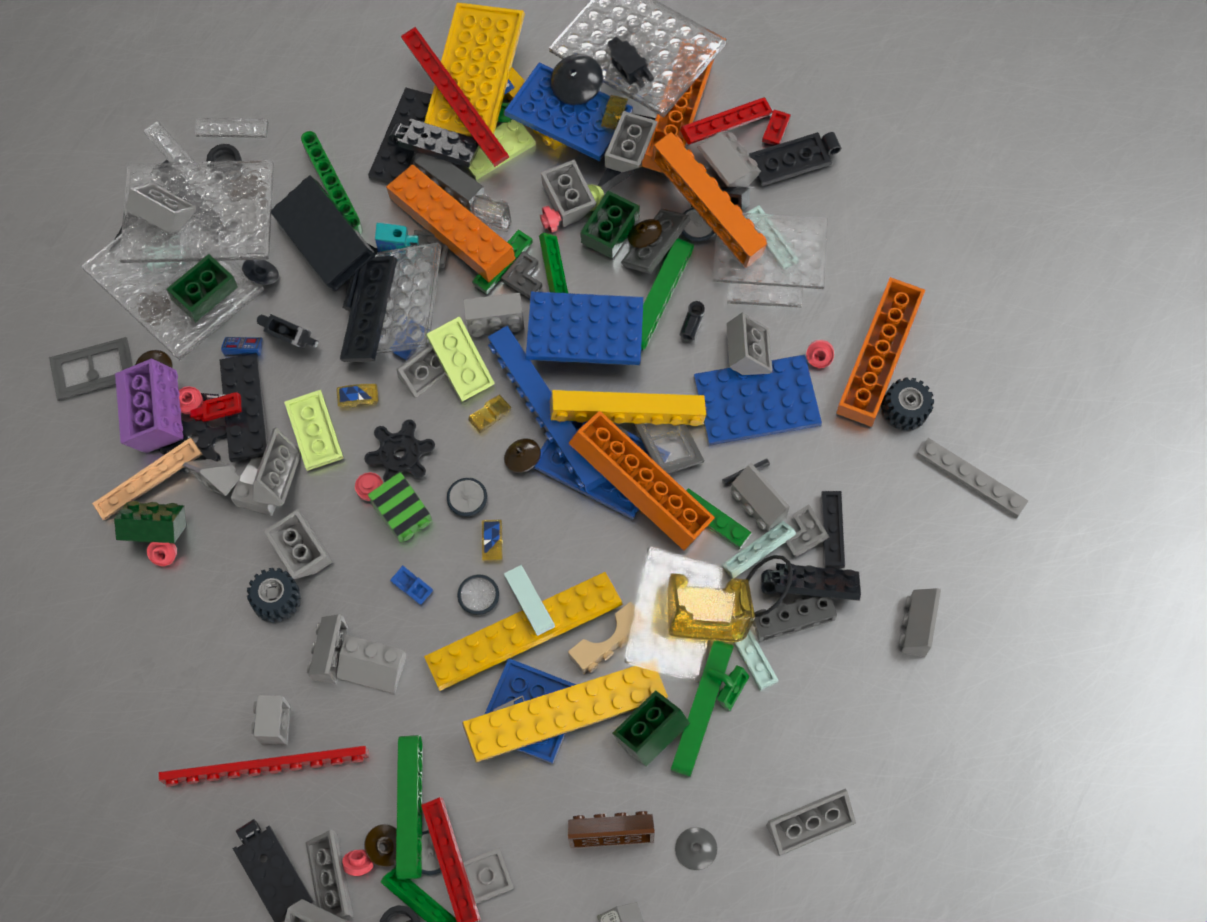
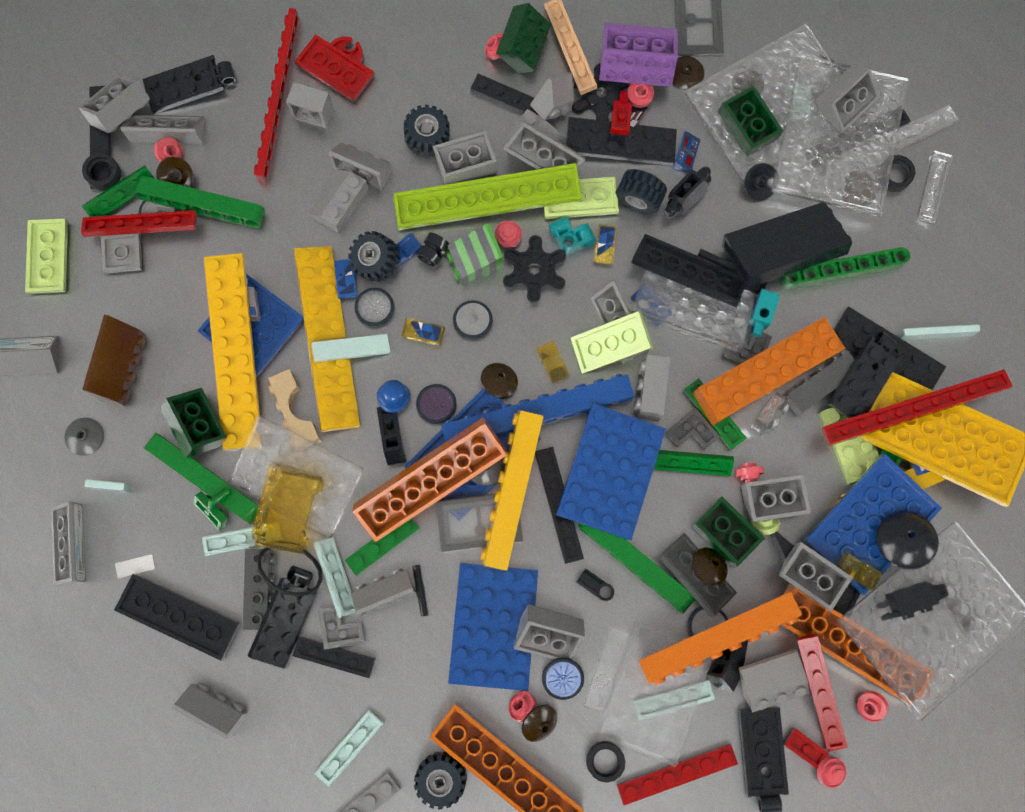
camera: 100 degrees right, 10 degrees up
(215, 531) = (502, 94): none -> black plate
(216, 713) = (336, 65): none -> red plate
(297, 369) = (641, 191): none -> black wheel
(335, 516) = (487, 196): none -> lime plate
(353, 436) = (580, 237): none -> teal piece
(374, 98) = (939, 332): none -> light aqua tile
(404, 552) = (432, 250): none -> black wheel
(427, 604) = (374, 256): none -> black wheel
(455, 630) = (345, 279): none -> slope
(562, 507) = (436, 403): none -> clear purple wheel
(566, 548) = (393, 396): none -> blue helmet
(605, 538) = (391, 437): none -> black slope
(627, 374) = (554, 489): none -> black tile
(724, 85) = (872, 706): none -> coral plate
(740, 800) = (107, 485): none -> light aqua tile
(784, 329) = (563, 678): none -> wheel
(788, 104) = (831, 772): none -> coral plate
(810, 749) = (134, 566): none -> white sticker
(830, 335) = (539, 723): none -> dark brown dish
(837, 224) = (671, 776): none -> red plate
(845, 264) = (620, 764): none -> black tyre
(845, 687) = (177, 617): none -> black plate
(908, 493) = (349, 748): none -> light aqua tile

